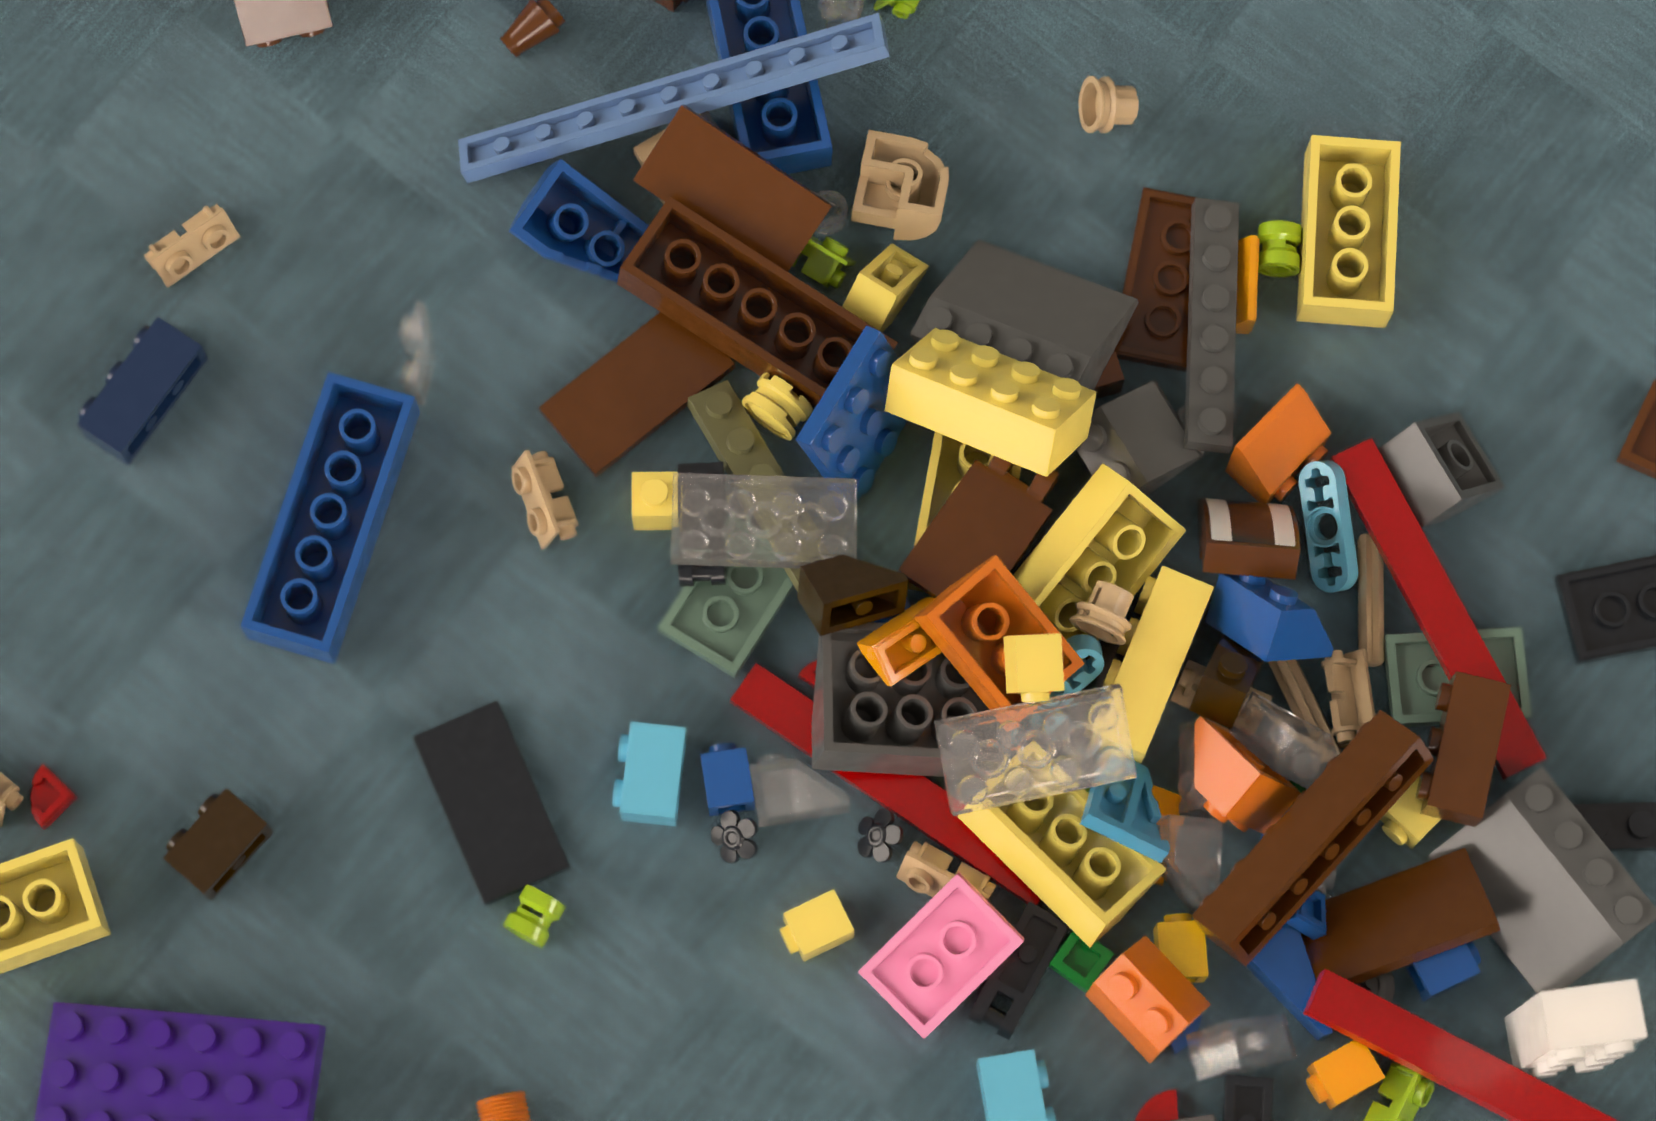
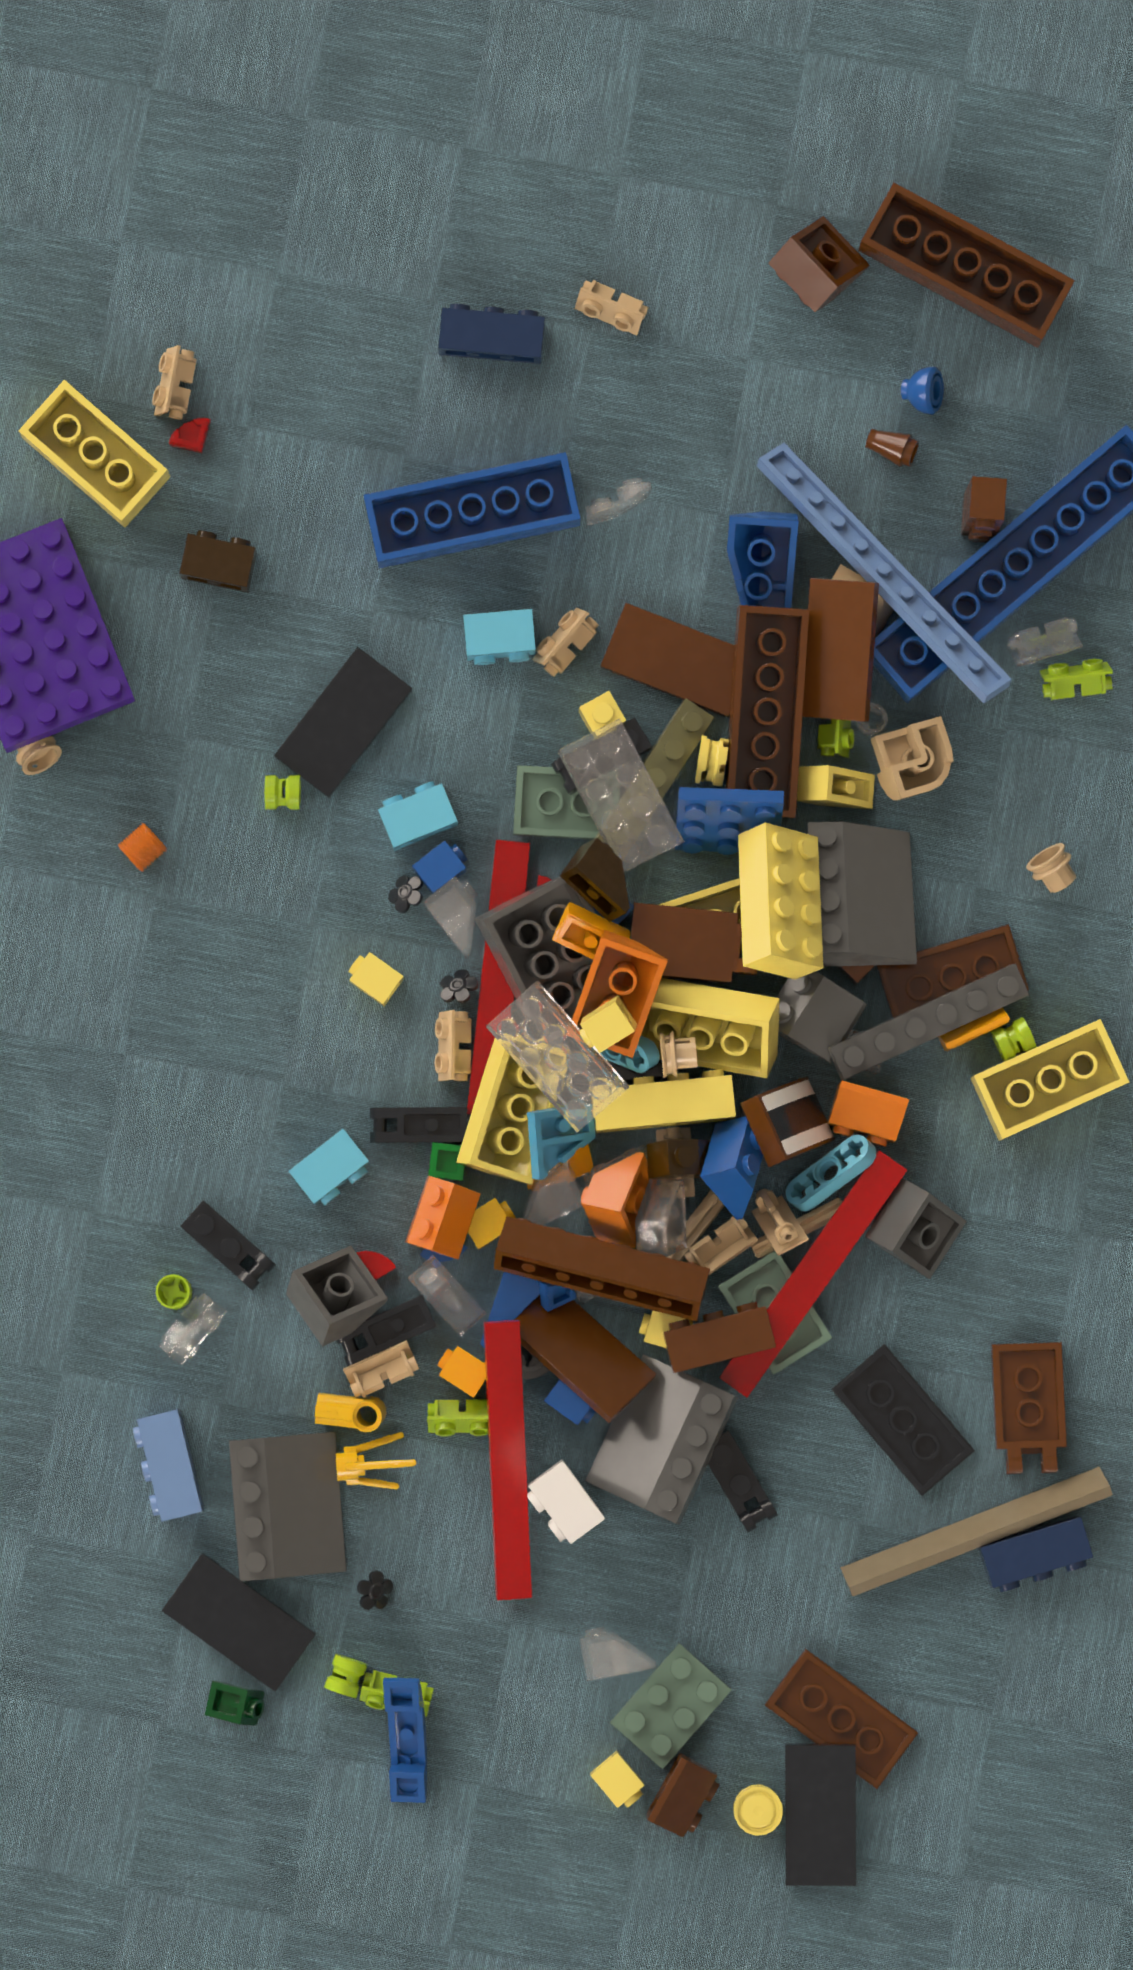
camera: 60 degrees right, 10 degrees up
(494, 567) = (499, 636): none -> medium azure brick
(941, 955) = (398, 1069): bright pink plate -> none
(1360, 614) = (778, 1222): none -> tan hinge

